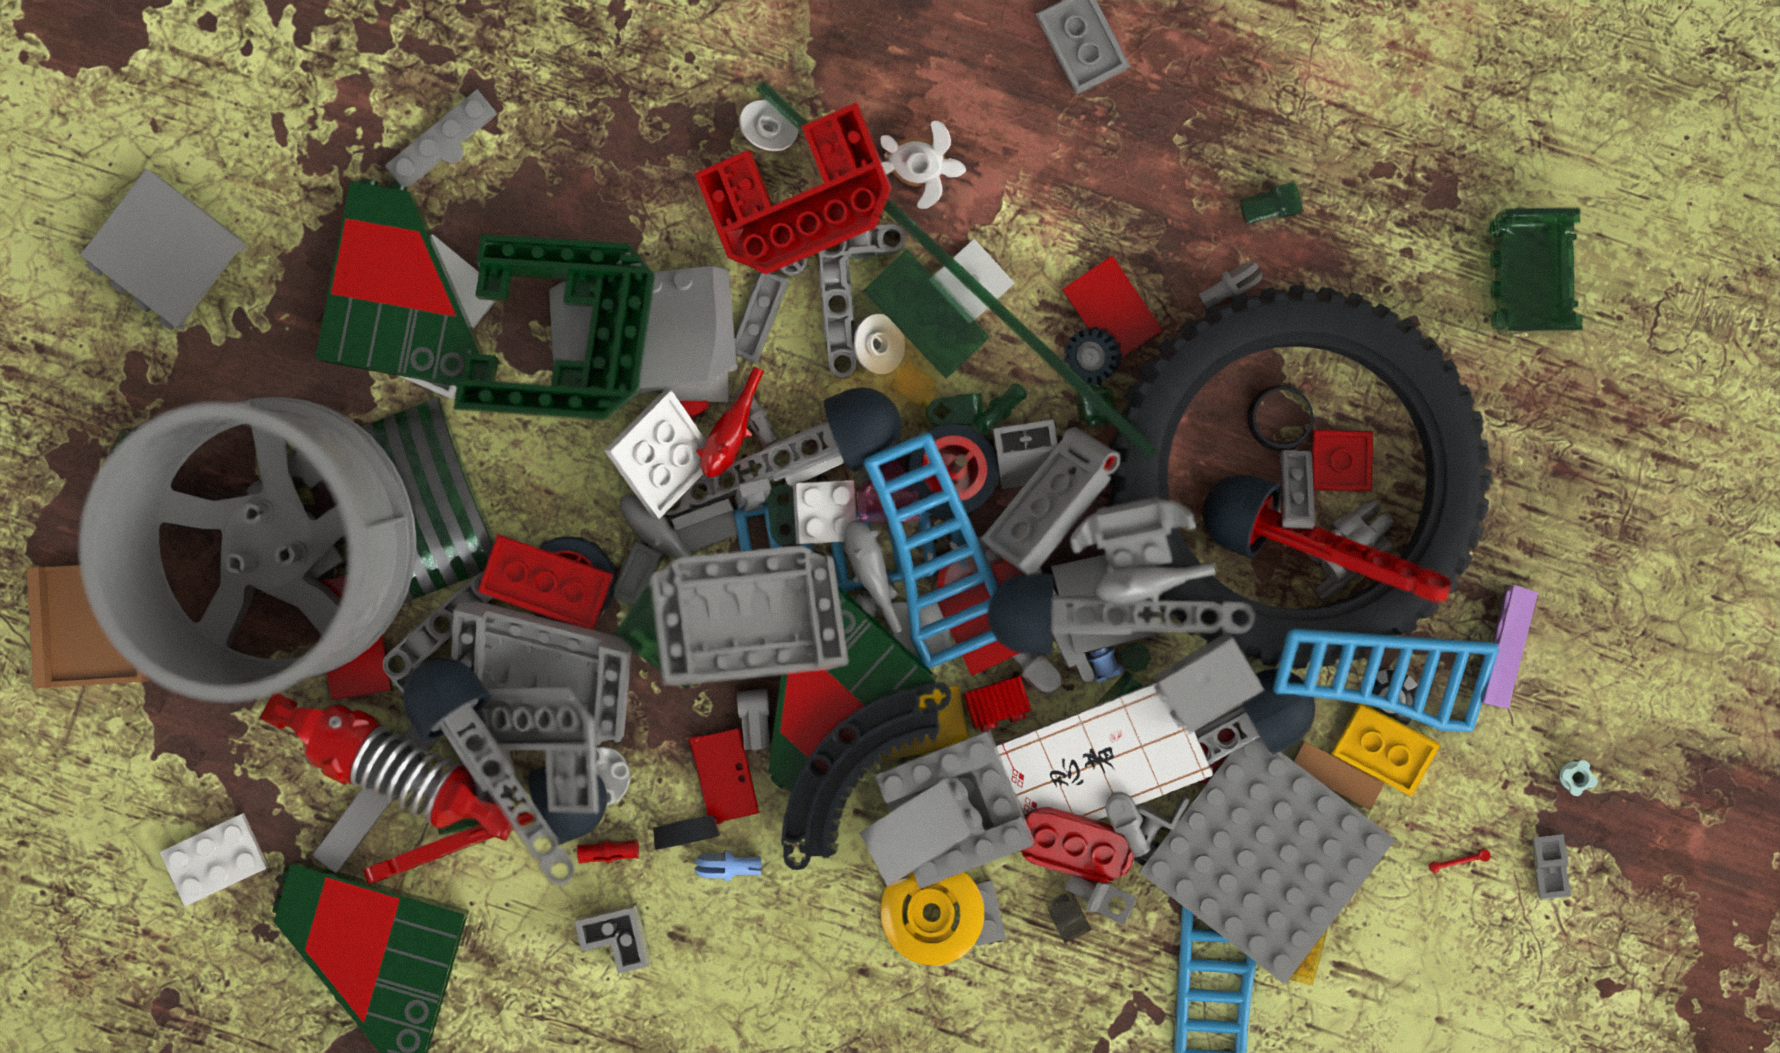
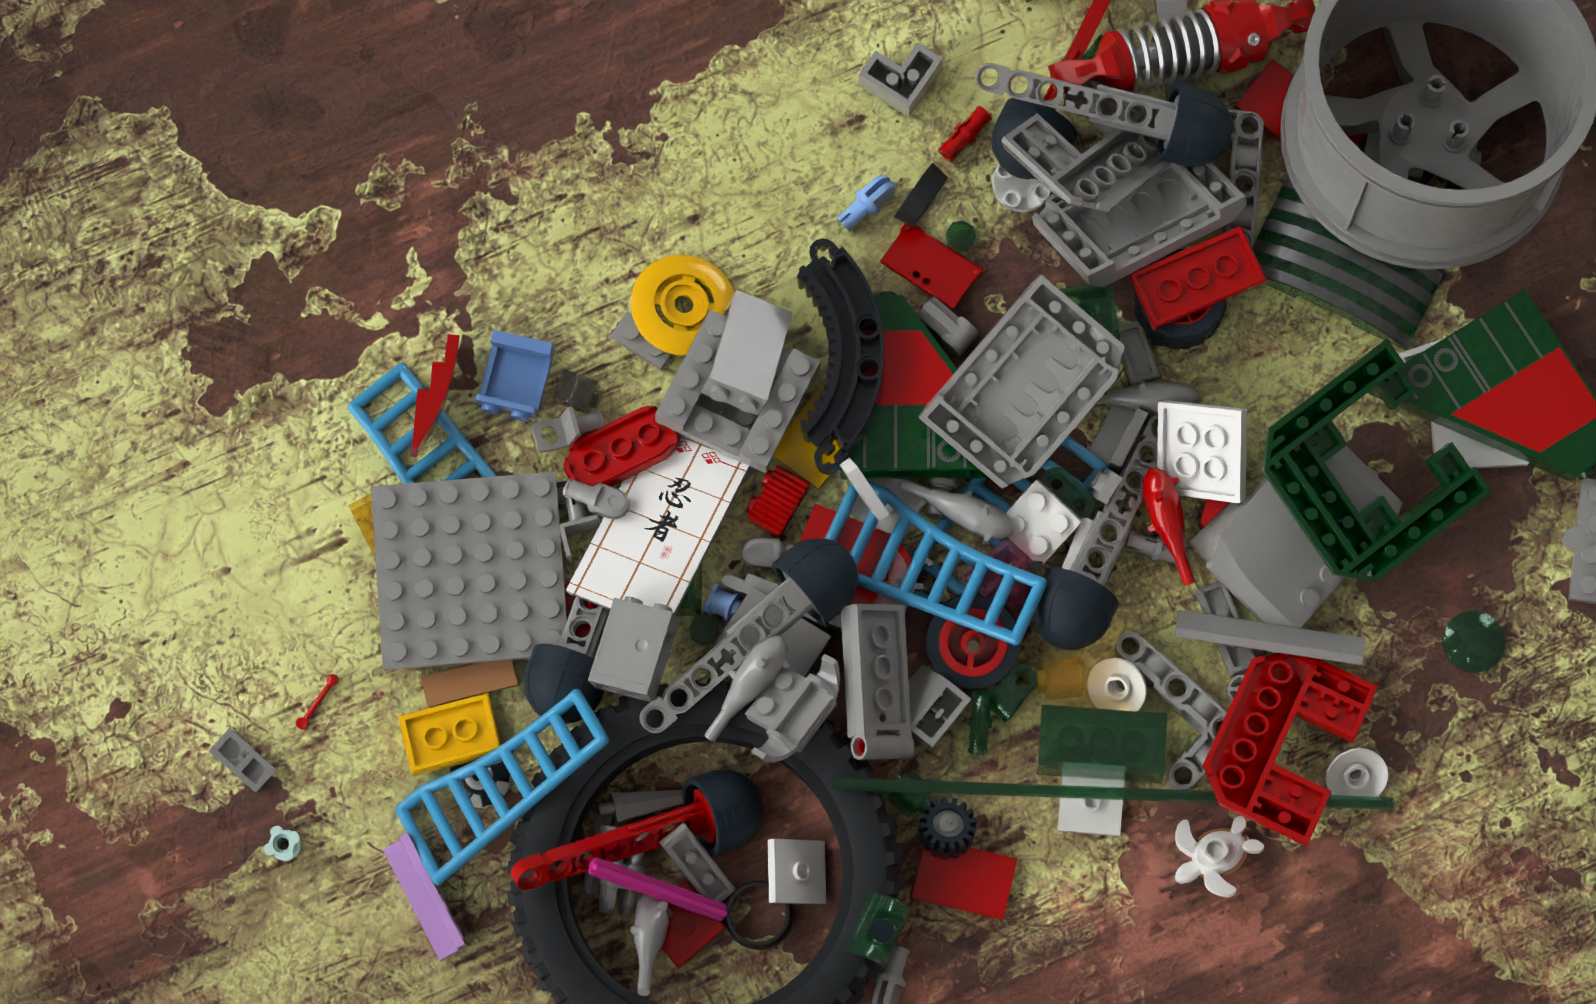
camera: 150 degrees right, 10 degrees down
(593, 145) = (1473, 641): none -> clear green dish
(683, 777) = (960, 236): none -> clear green tile
(737, 278) = (1270, 637): none -> light grey tile
(932, 649) = (864, 489): none -> white tile
(1102, 971) = (515, 376): none -> medium blue panel
(1185, 1006) = (431, 402): none -> red slope
(1220, 318) = (878, 928): none -> clear green piece
(1228, 421) = (796, 871): none -> white plate
(1300, 576) = (636, 804): none -> light grey bar
(1343, 496) = (657, 889): none -> dark pink axle
(1376, 470) = (649, 935): none -> light grey piece

